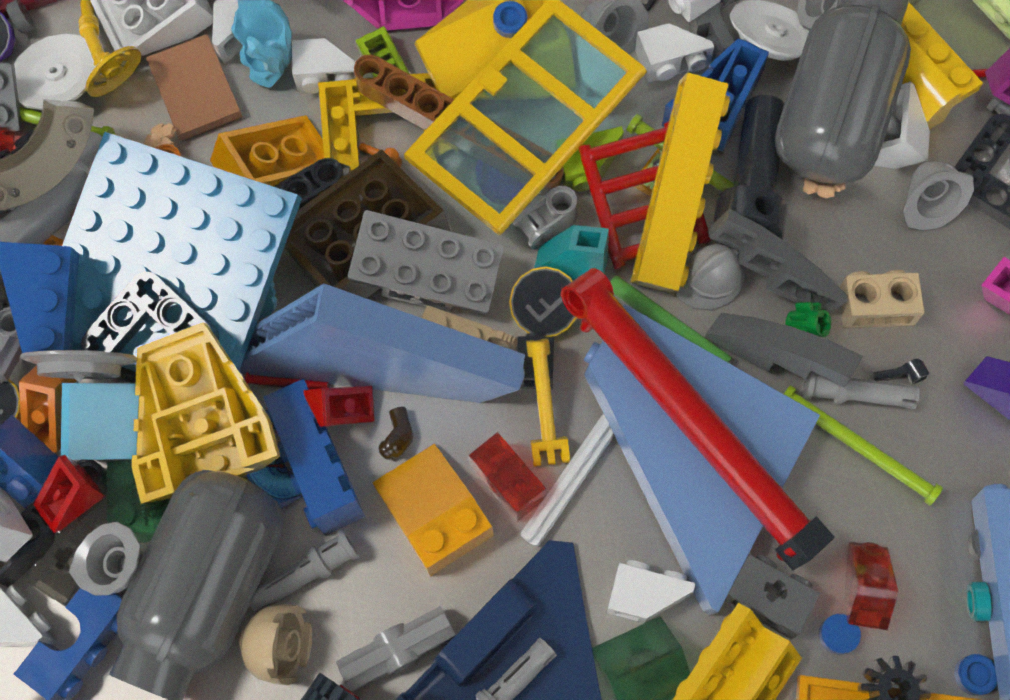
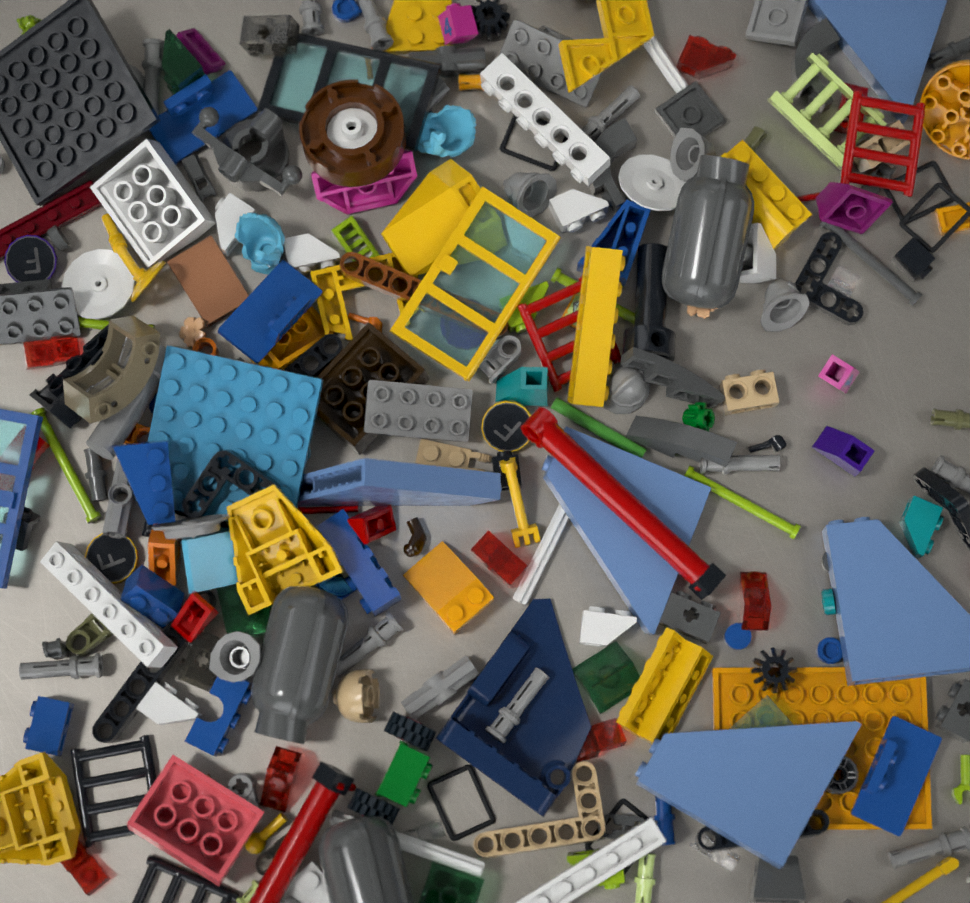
camera: 15 degrees left, 10 degrees up
(253, 117) = (269, 311): none -> blue bracket
(509, 18) = (452, 209): blue tile -> none

